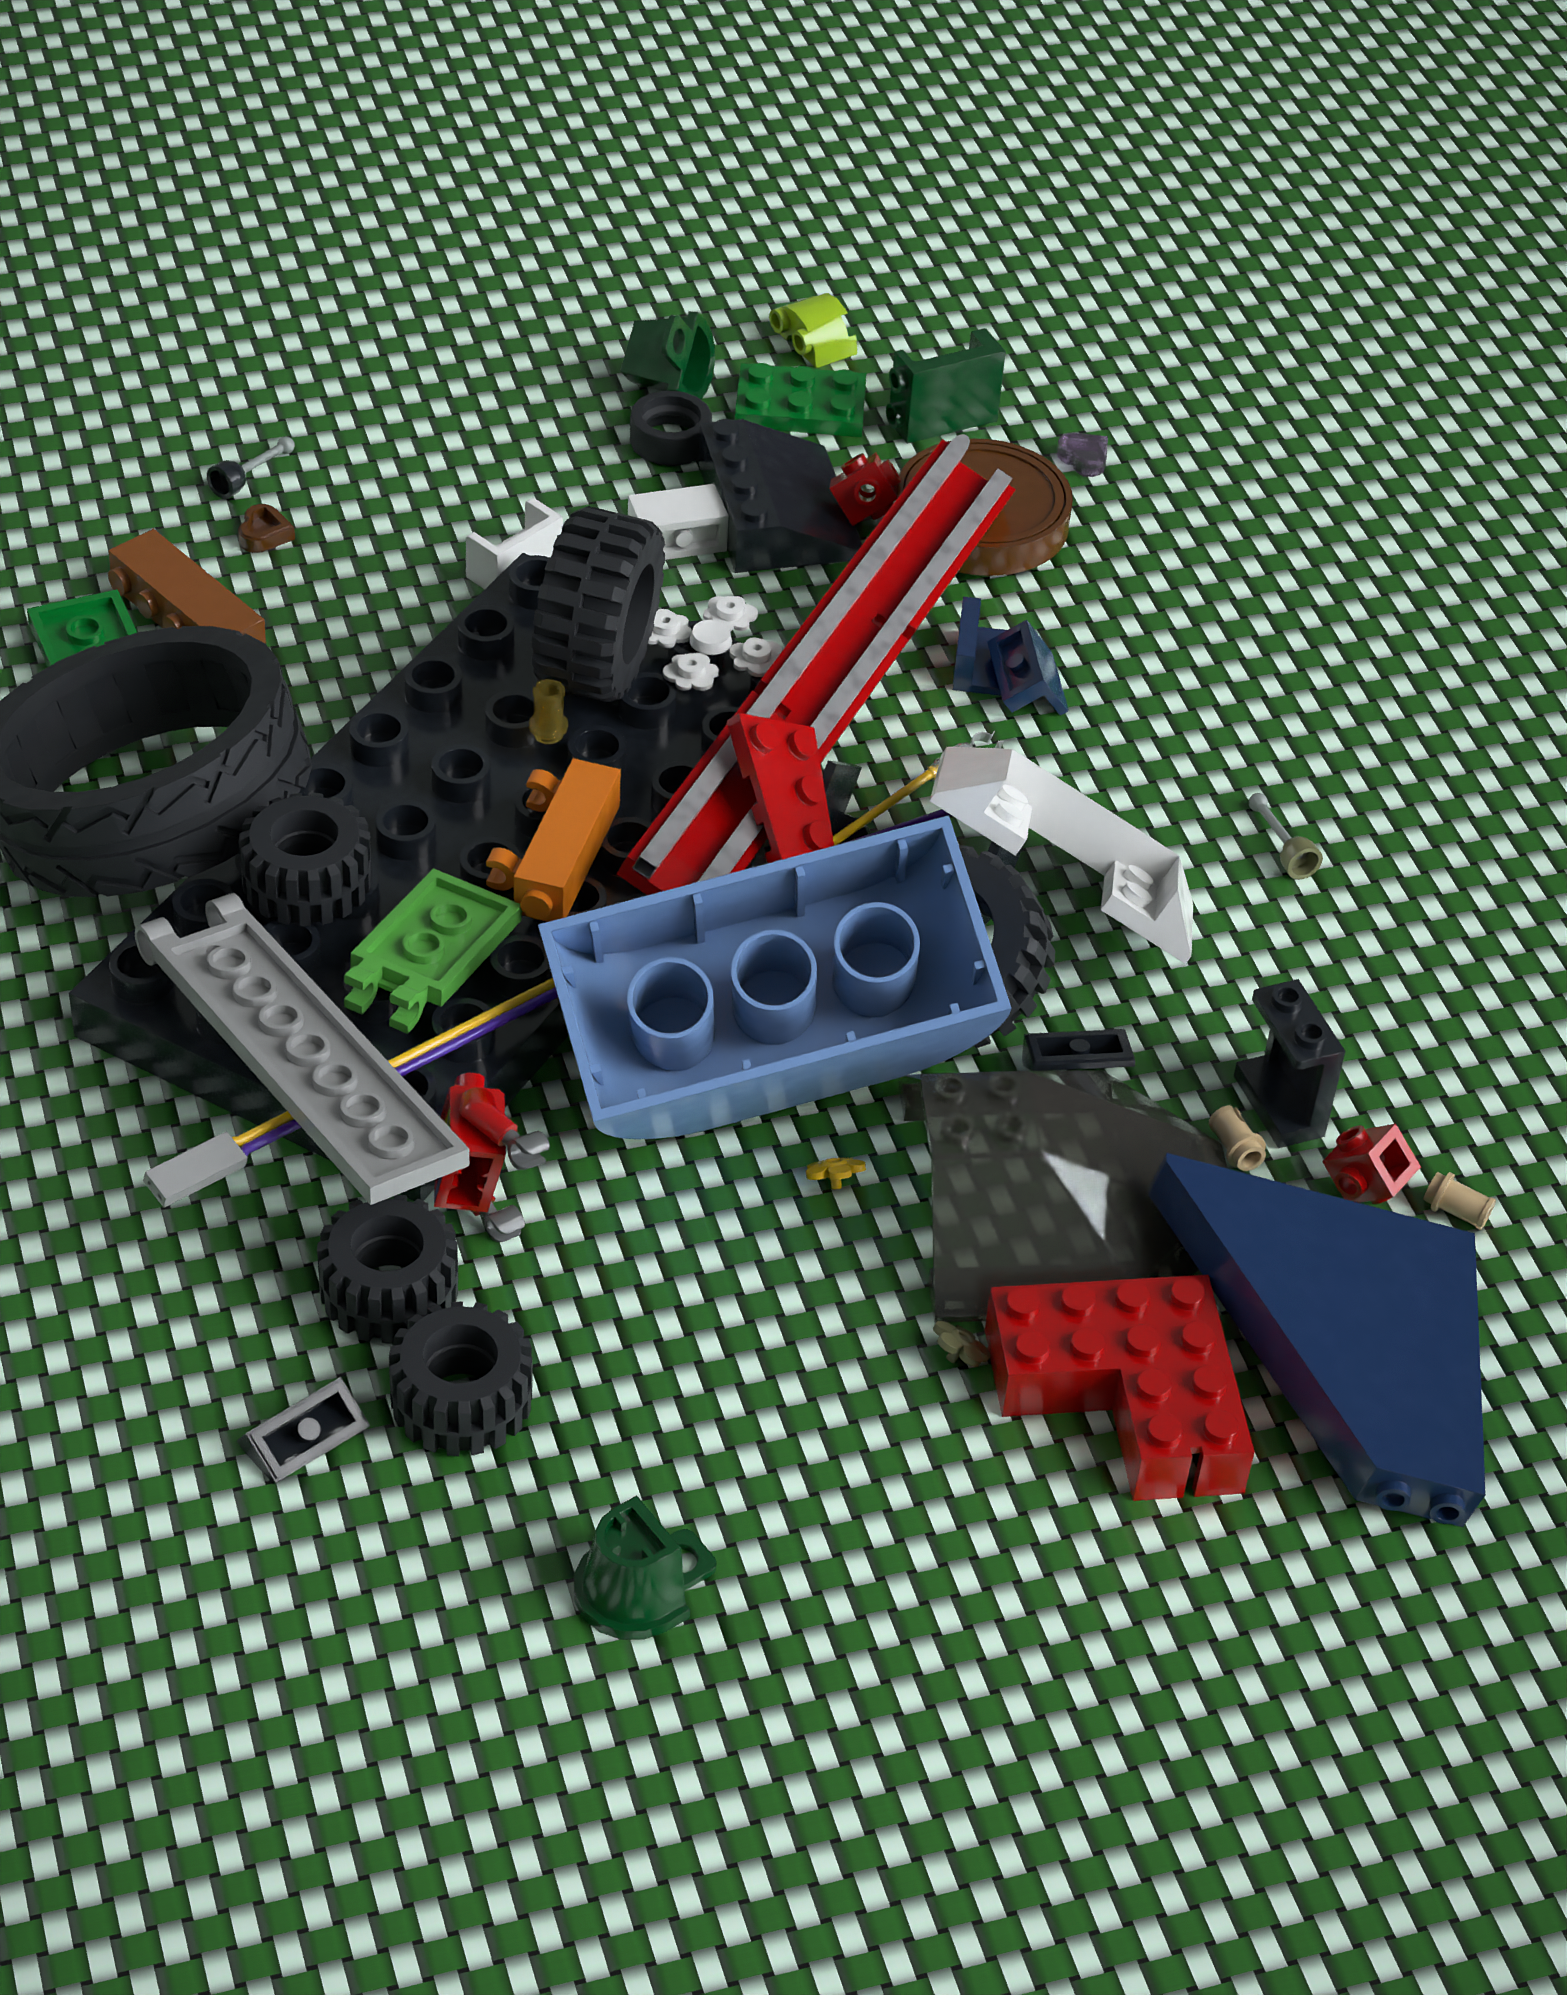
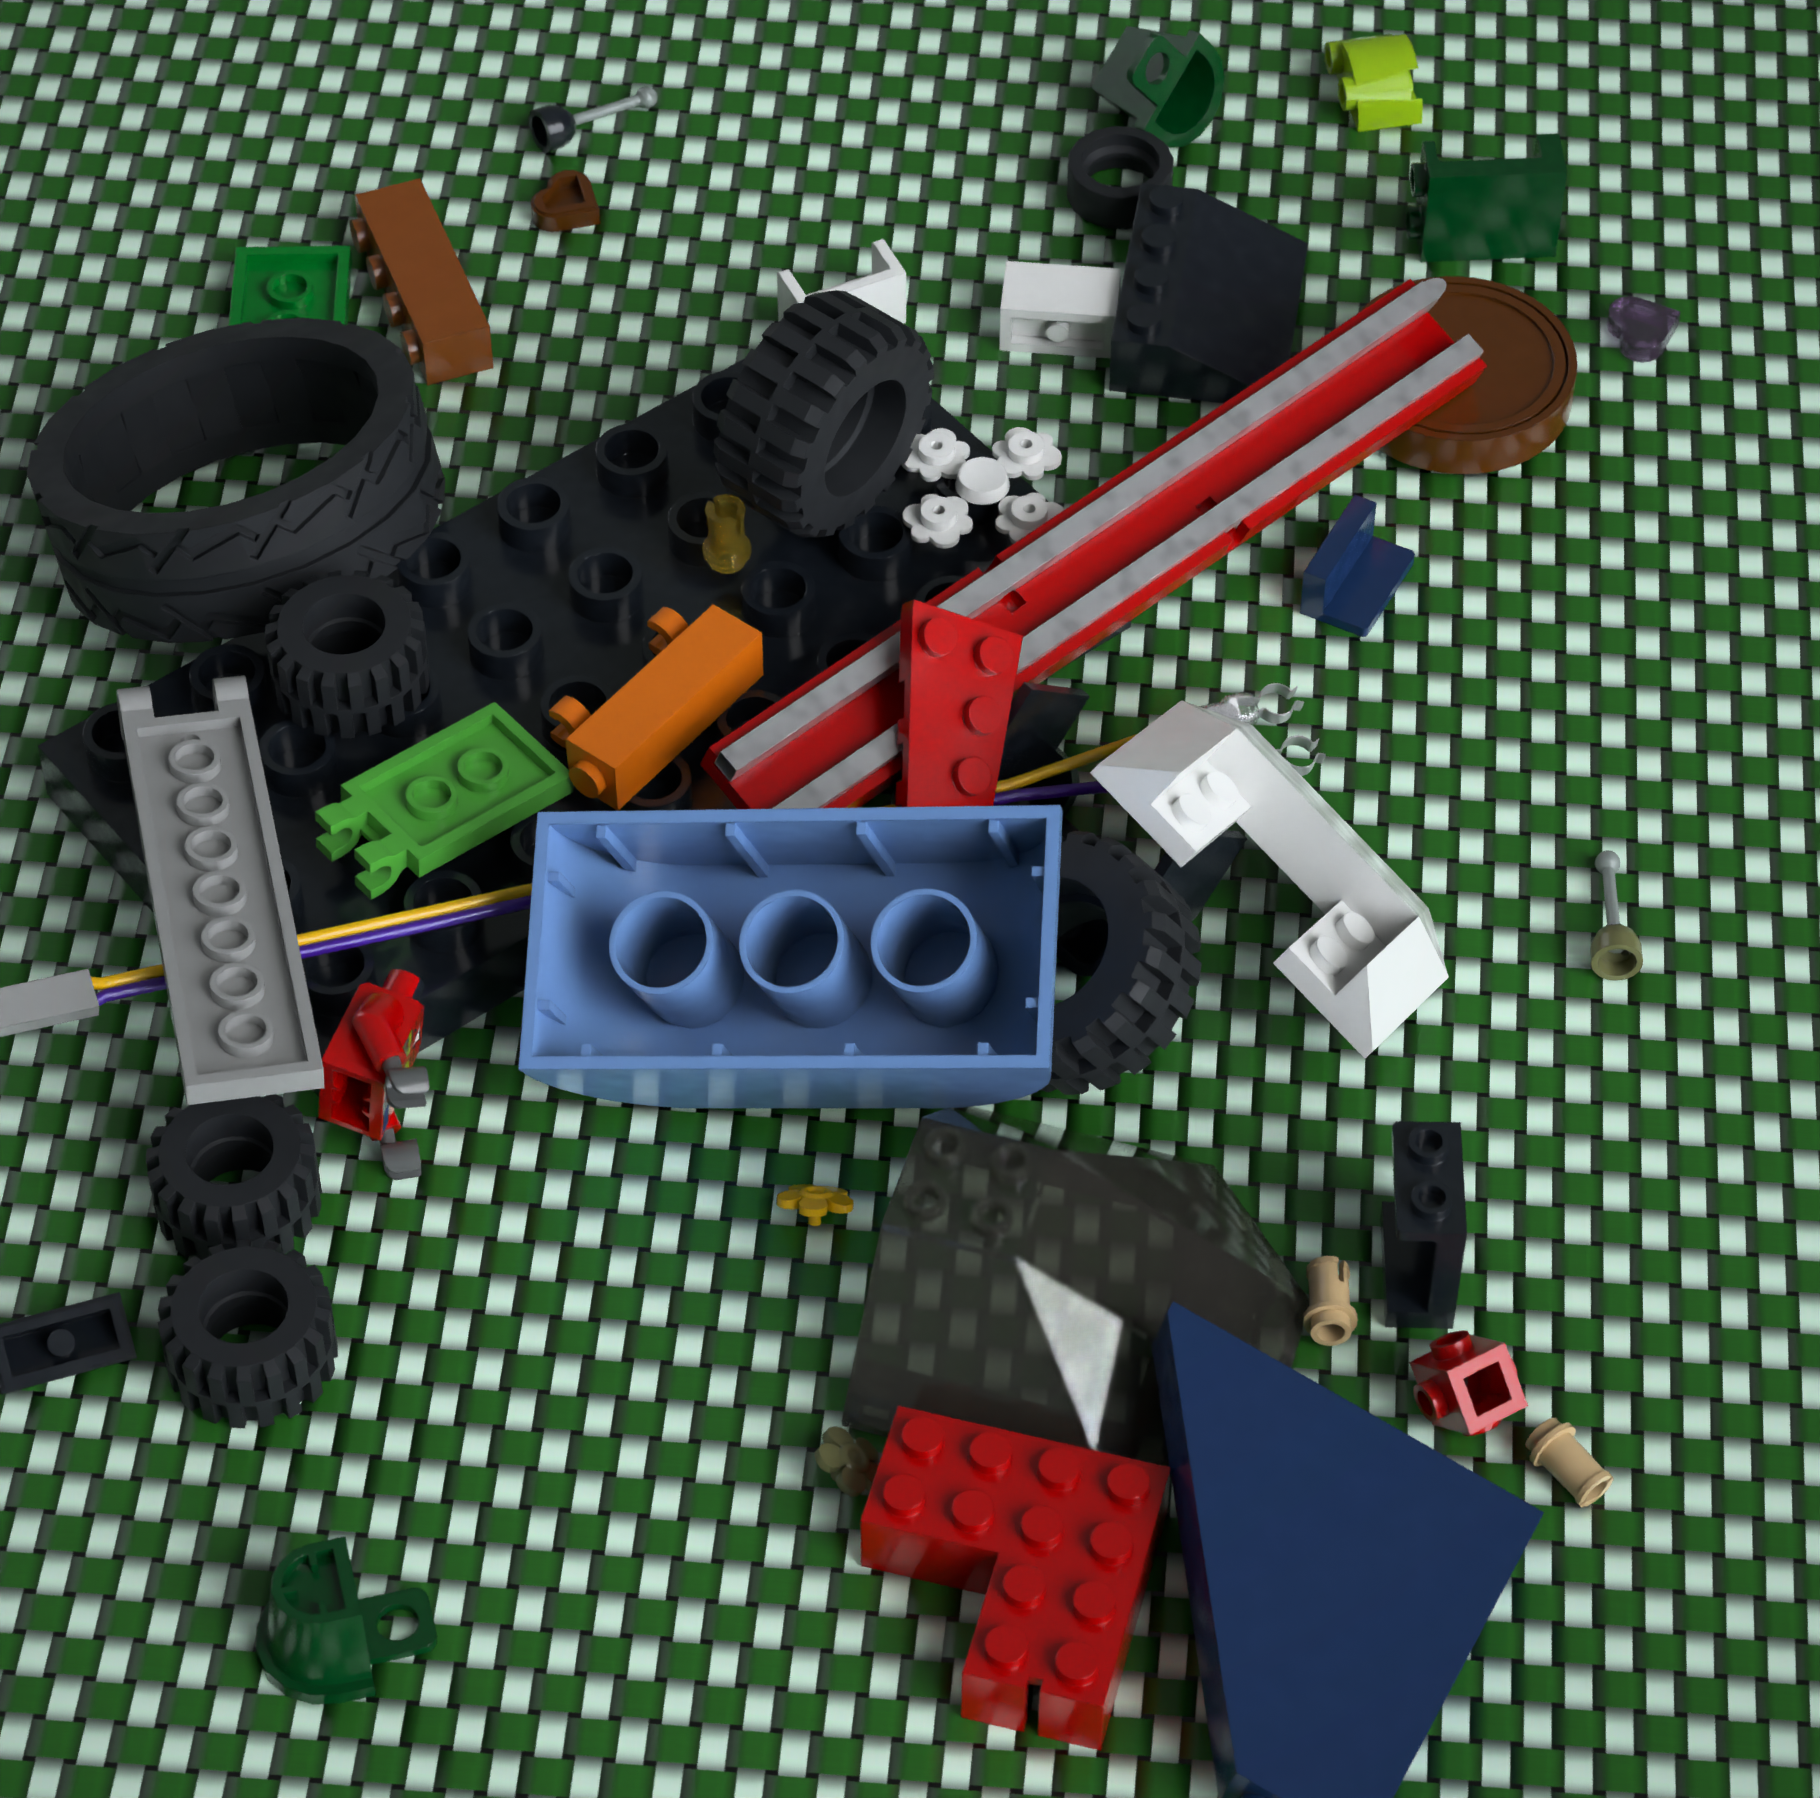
camera: 25 degrees right, 5 degrees up
(802, 399) = (1310, 173): green plate -> none
(862, 502) = (1307, 312): red brick -> none
(1026, 668) = (1399, 610): dark blue panel -> none
(1077, 1050) = (1183, 1133): black slope -> none

